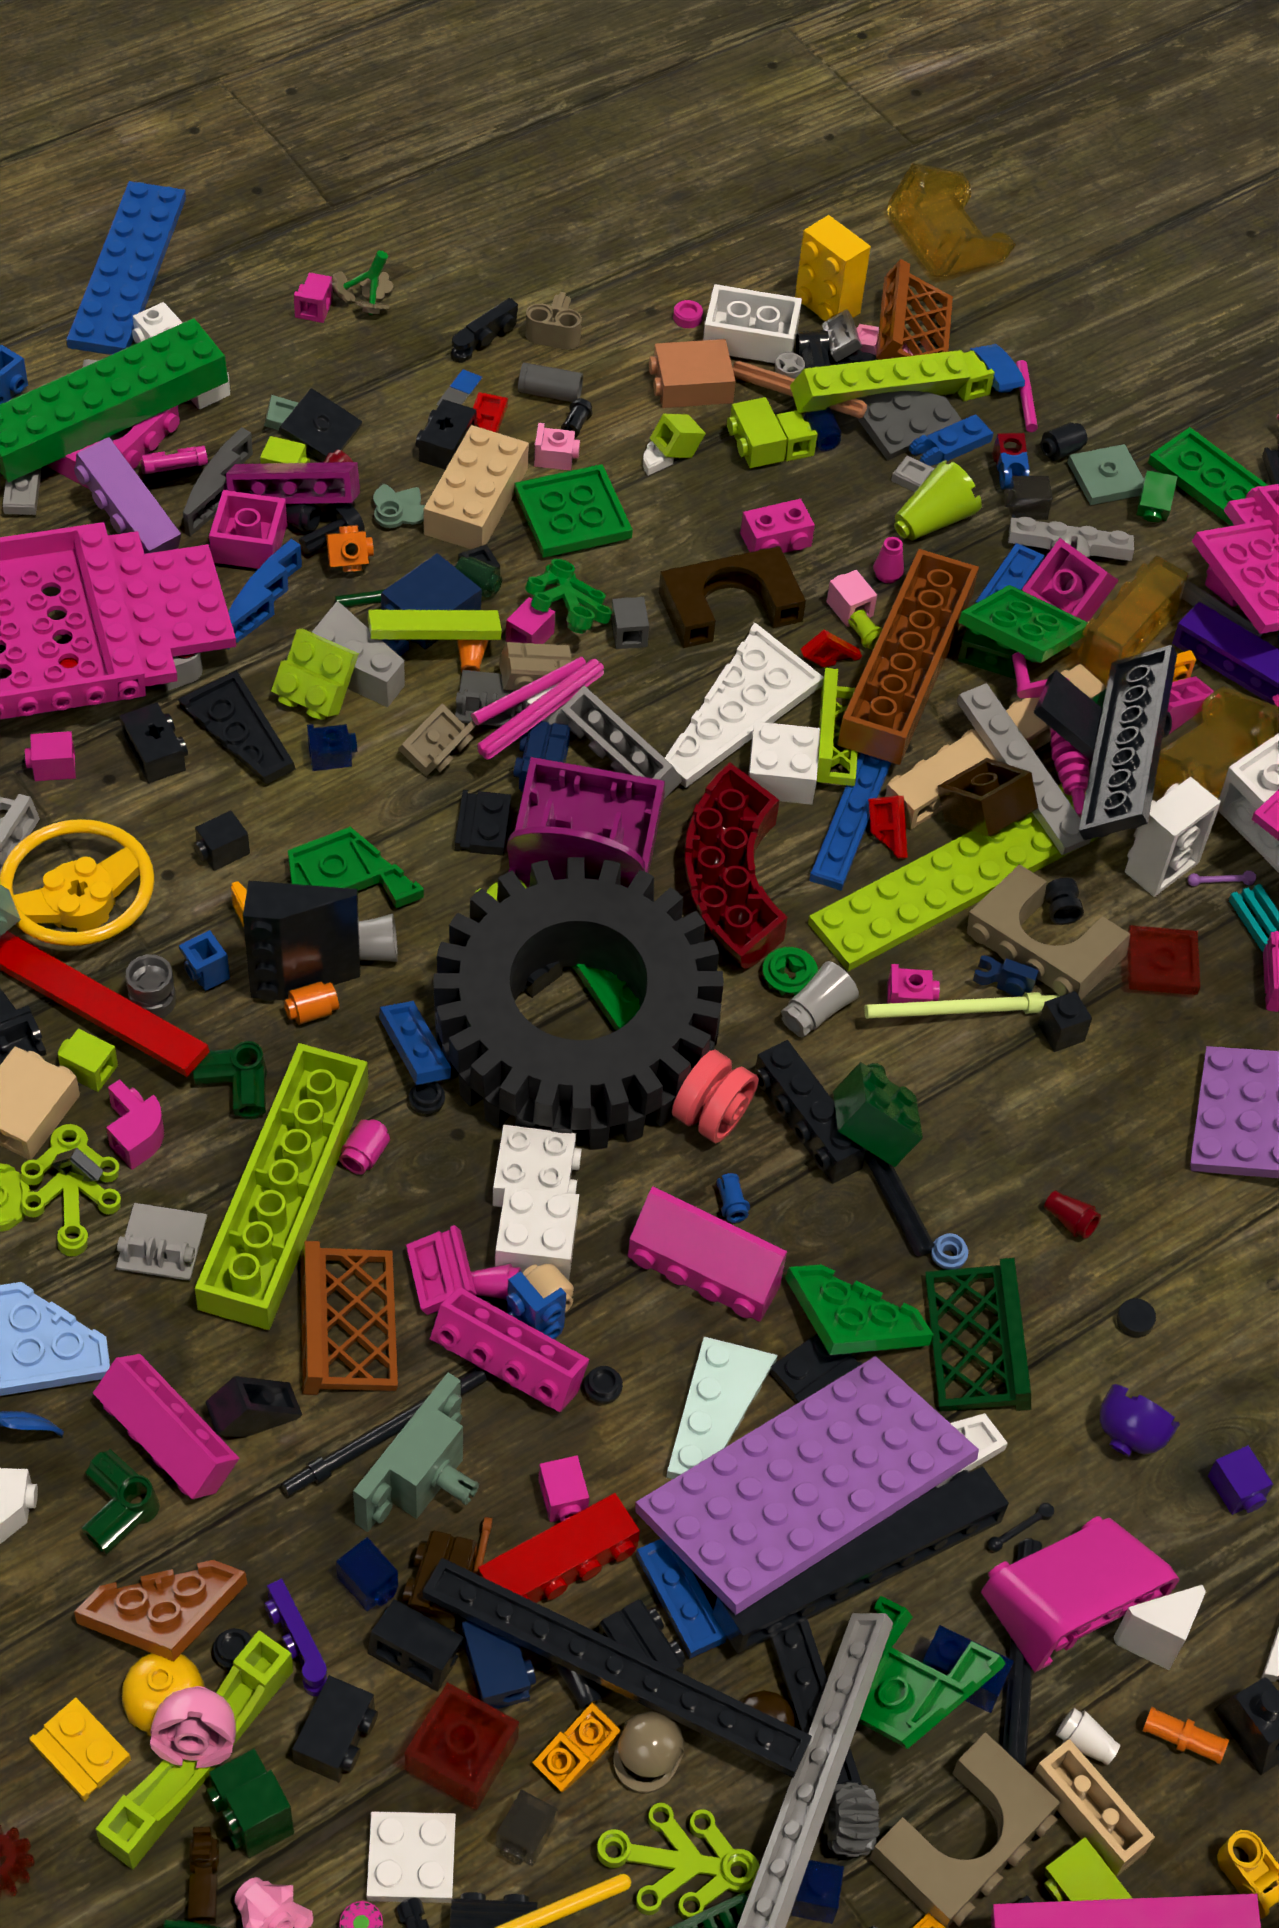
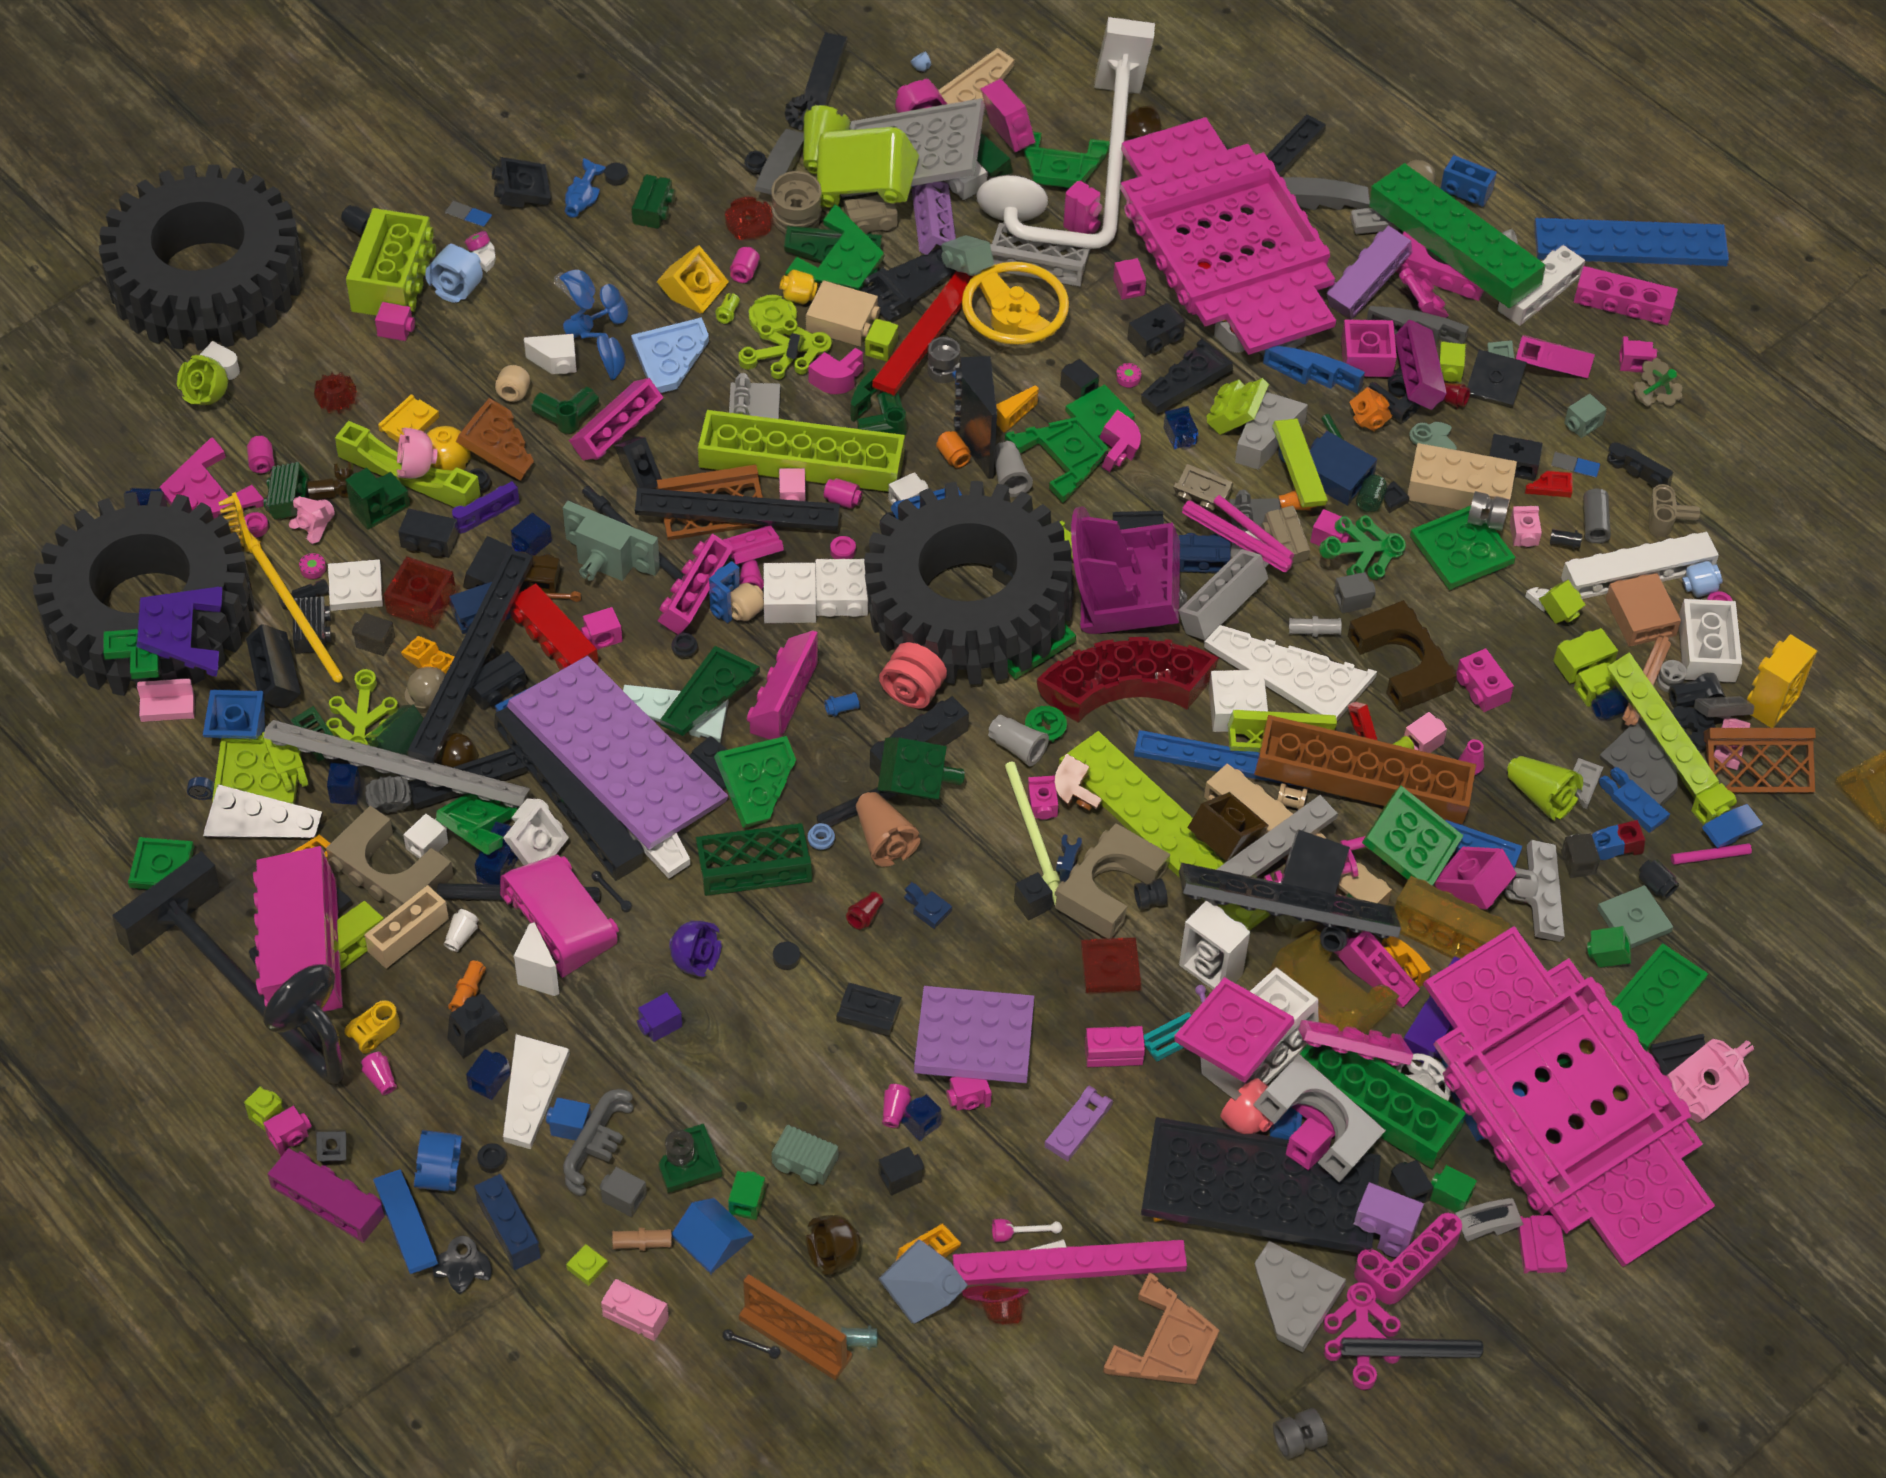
camera: 85 degrees right, 0 degrees up
(48, 1574) = (512, 383): none -> tan head
(191, 1100) = (862, 395): none -> dark green slope
(218, 789) = (1128, 375): none -> dark pink tile
(221, 283) = (1625, 295): none -> dark pink brick
(276, 829) = (1097, 408): none -> green plate
(299, 368) = (1555, 356): none -> dark pink slope
(342, 805) = (1123, 437): none -> dark pink brick
(344, 1208) = (792, 484): none -> bright pink brick
(375, 1284) = (737, 509): none -> black plate
(385, 1066) = (906, 488): none -> white brick
(397, 360) = (1585, 415): none -> sand green brick
(456, 1163) = (843, 548): none -> dark pink tile
(543, 464) = (1496, 516): none -> flat silver wheel
(630, 362) = (1667, 558): none -> white brick
(658, 314) = (1702, 579): none -> light blue head
(673, 670) = (1315, 626): none -> light grey pin
(696, 1344) = (708, 688): none -> dark green wing
(734, 1798) = (397, 730): none -> clear green brick
(888, 823) = (1196, 774): red tile -> none
(899, 946) = (1069, 780): none -> brick
(924, 1773) = (424, 835): none -> white brick
(929, 738) = (1285, 791): none -> tan bush
(936, 1602) = (535, 832): none -> white plate
(957, 1167) = (885, 830): none -> nougat cone
(1065, 1141) = (928, 908): none -> dark blue plate
(1224, 1229) = (869, 1009): none -> black plate

